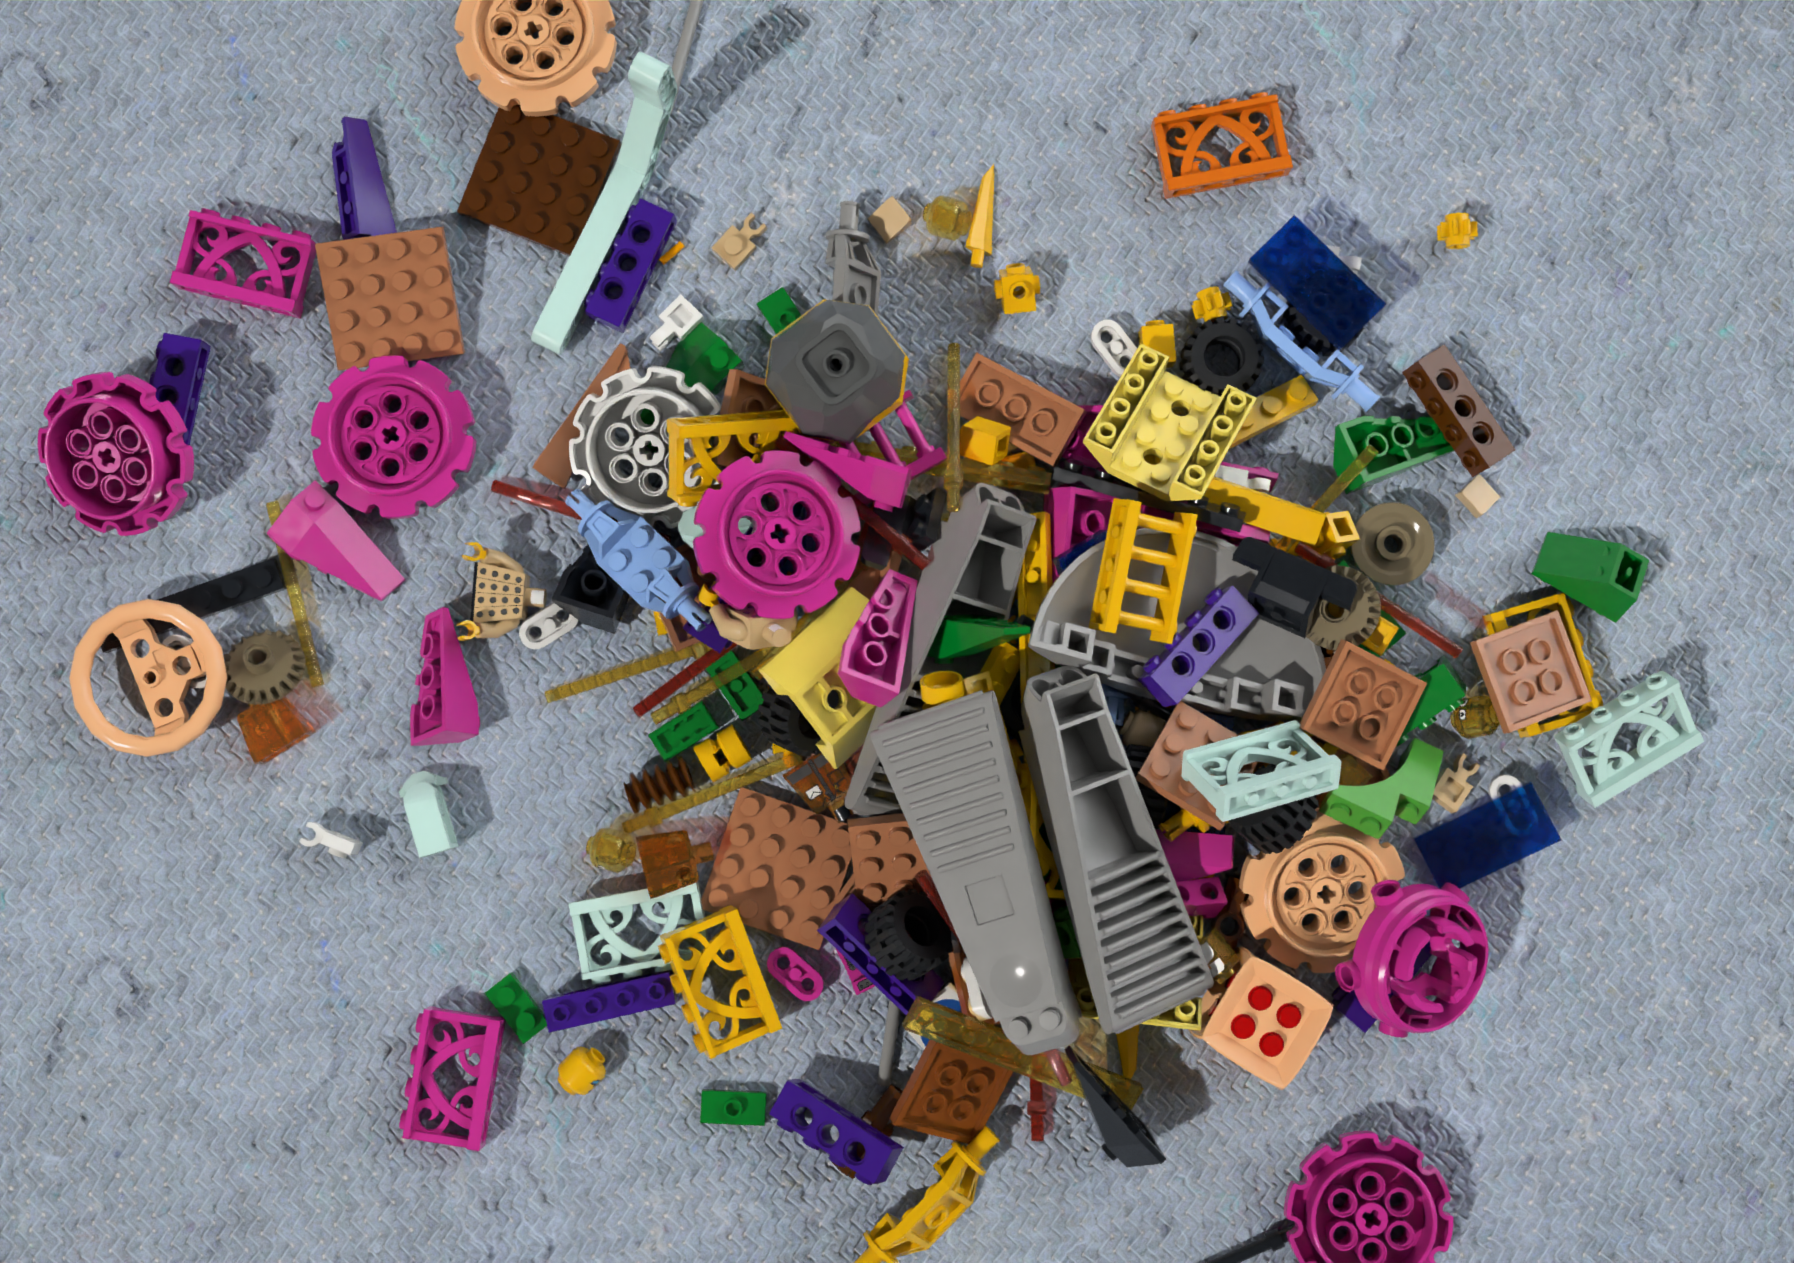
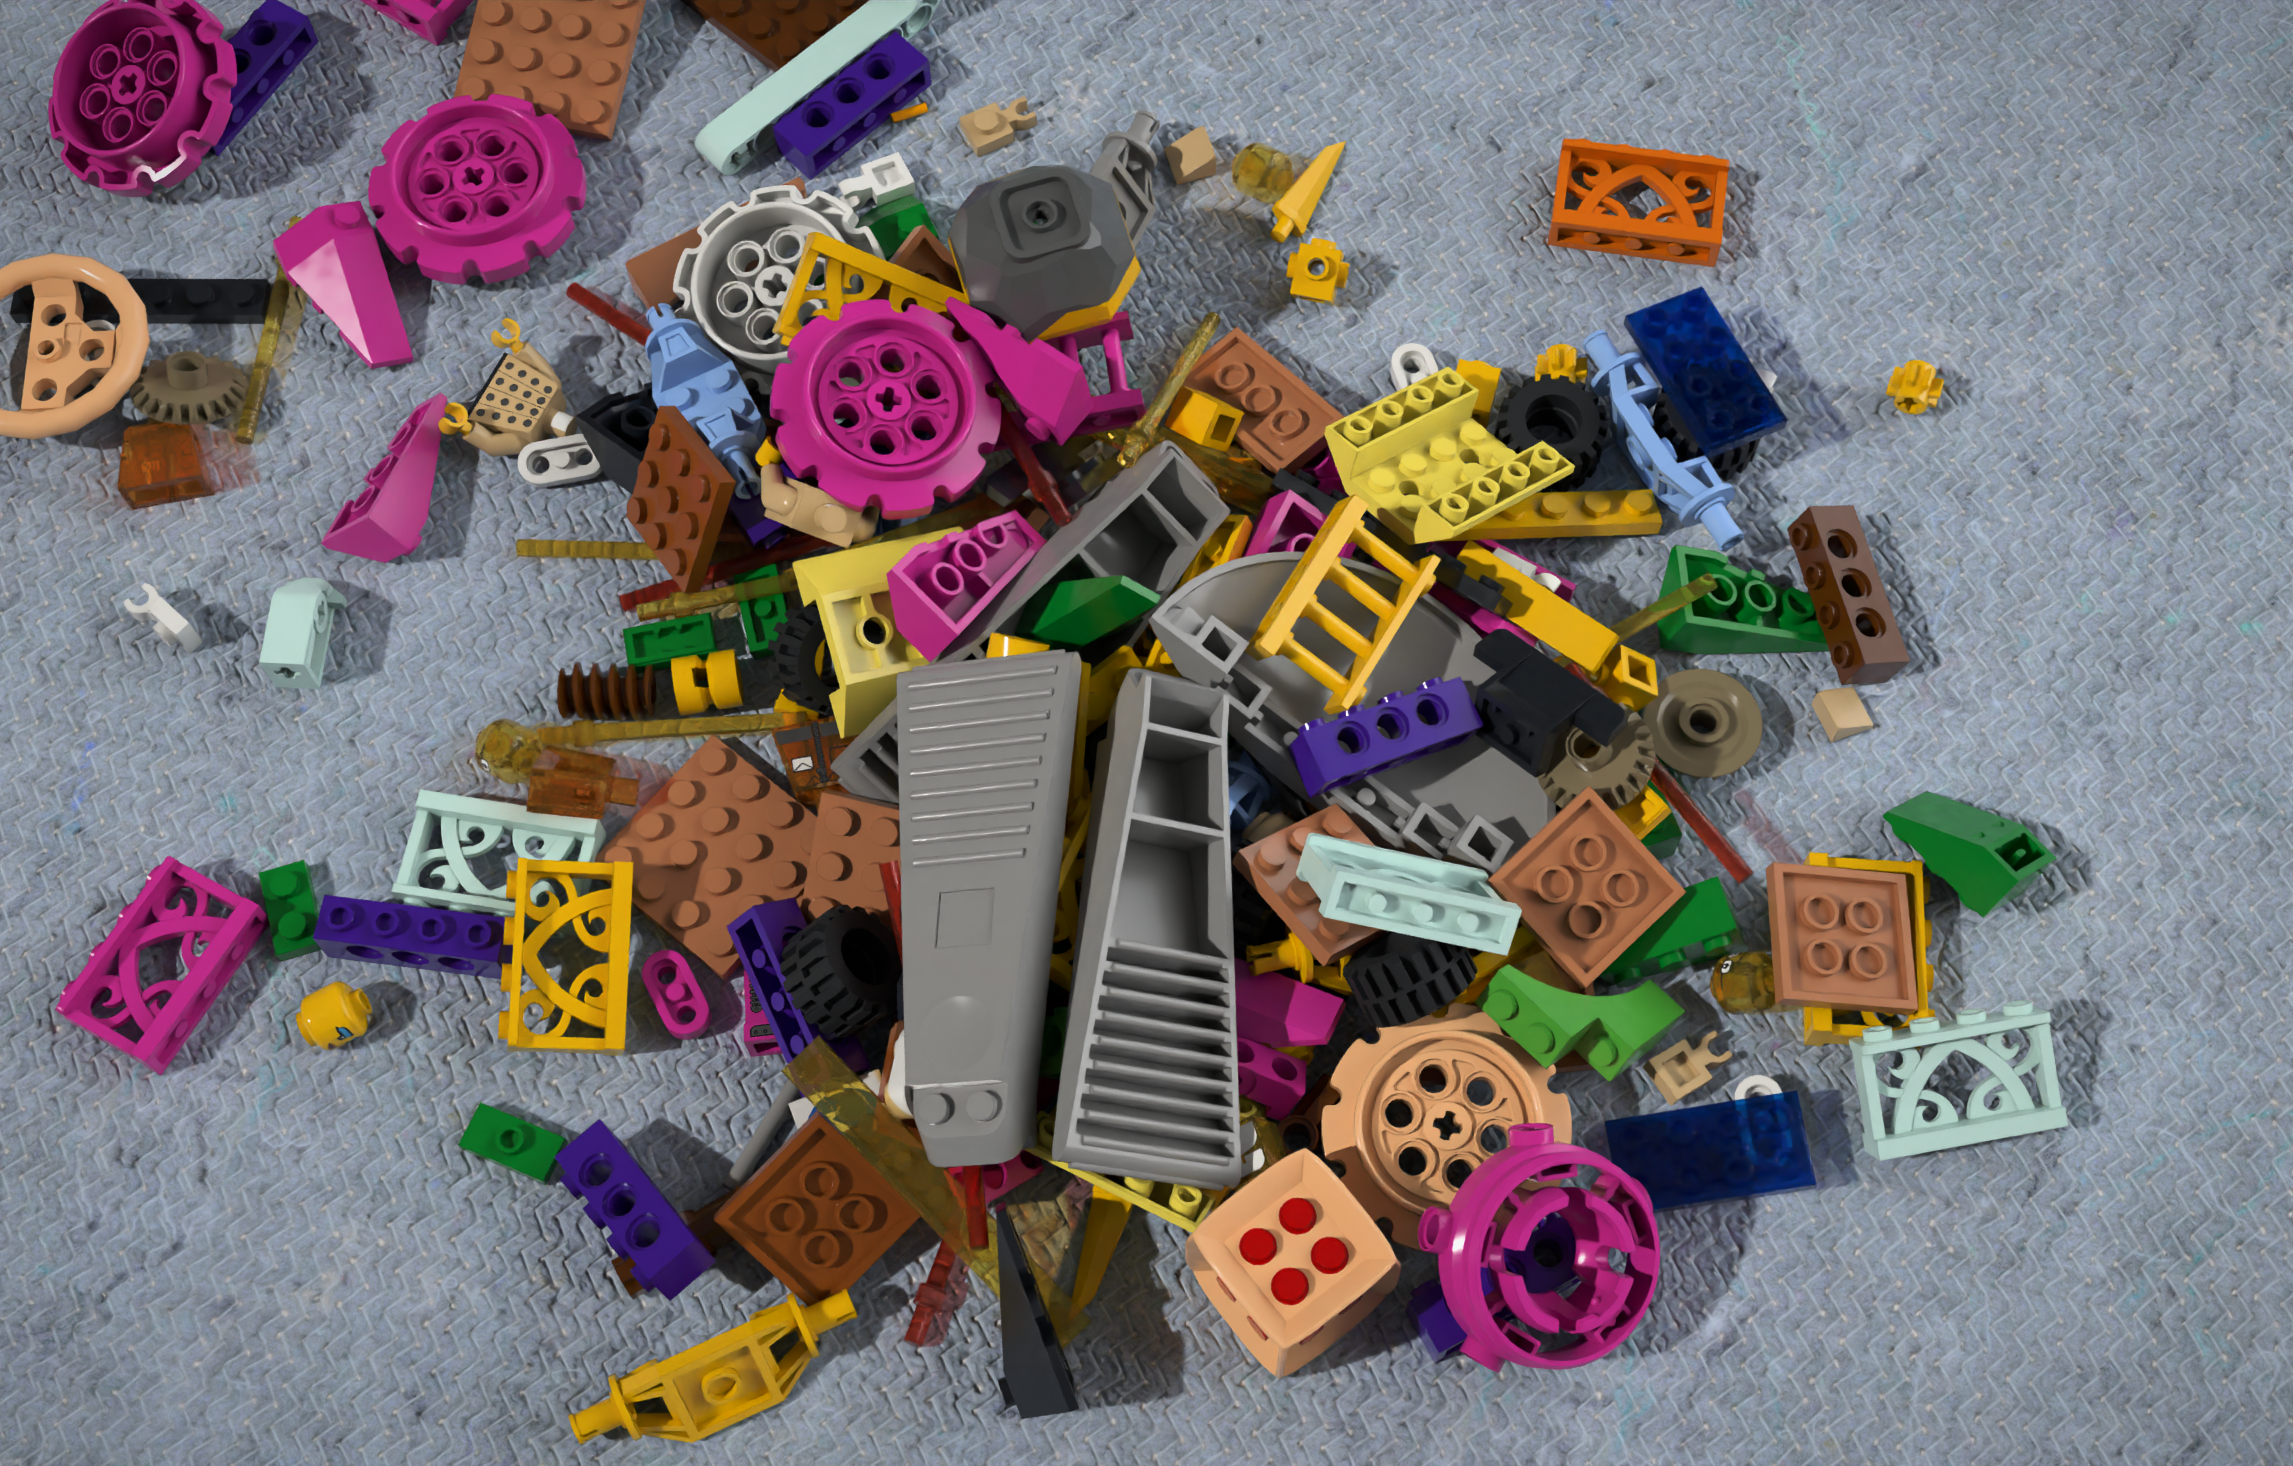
camera: 20 degrees right, 20 degrees down
(654, 639) = (680, 498): none -> dark orange plate

